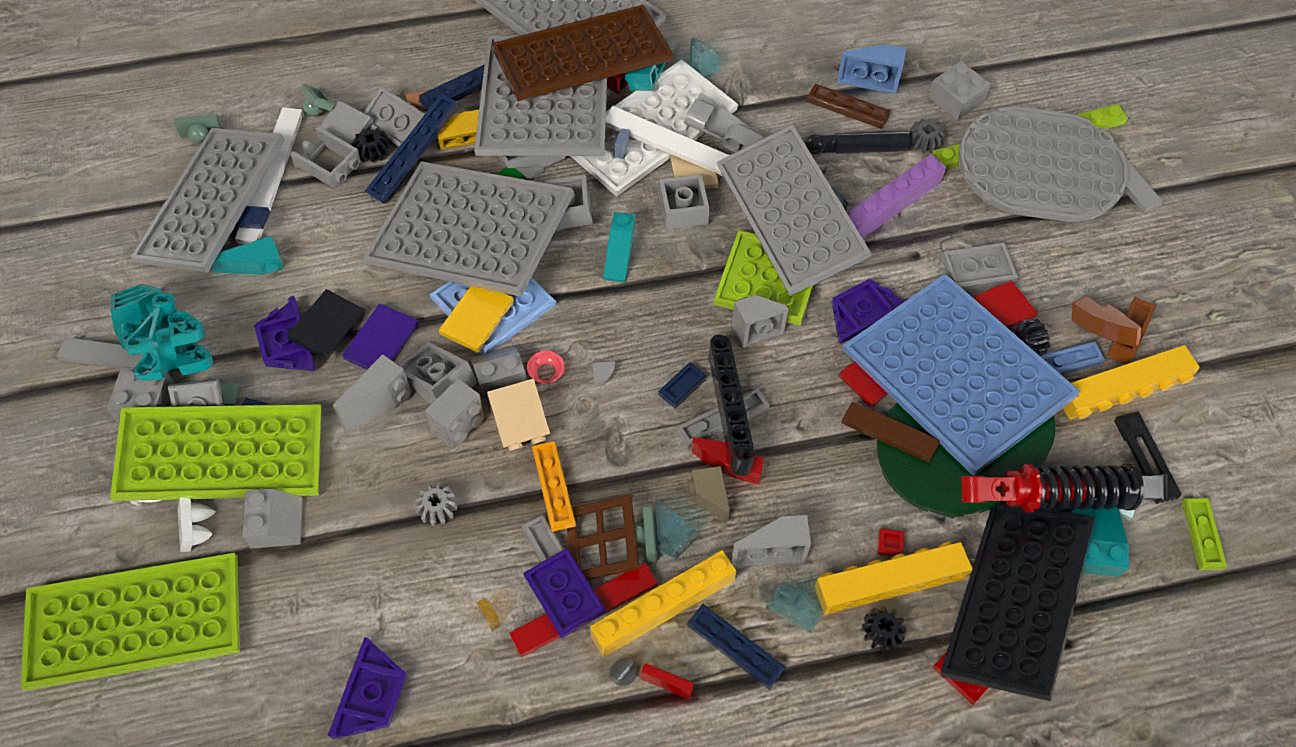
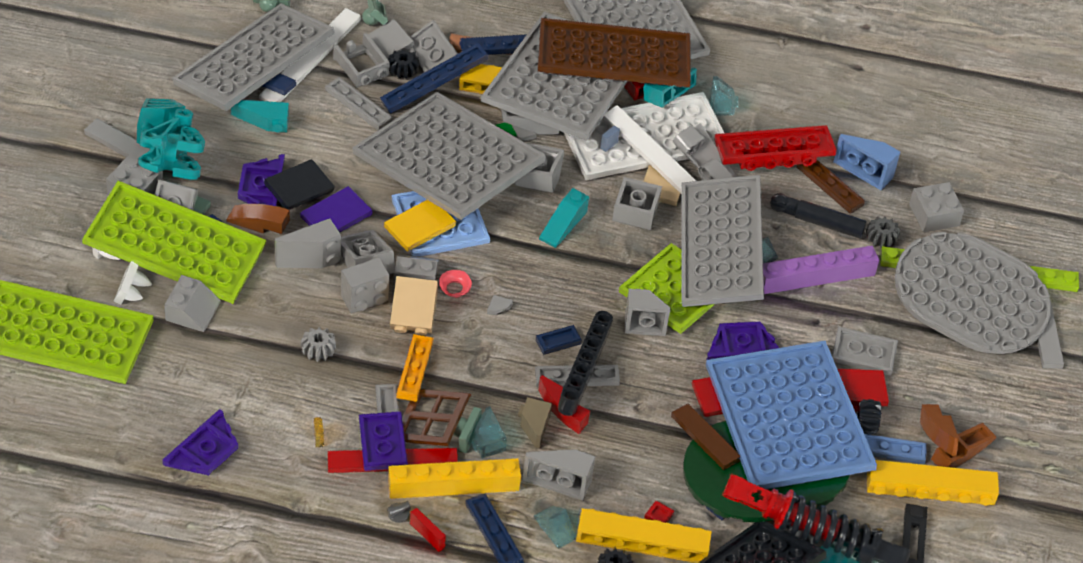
camera: 20 degrees right, 10 degrees down
(300, 380) = (260, 217): none -> dark orange slope
(345, 205) = (358, 103): none -> light grey tile
(782, 89) = (775, 147): none -> red plate

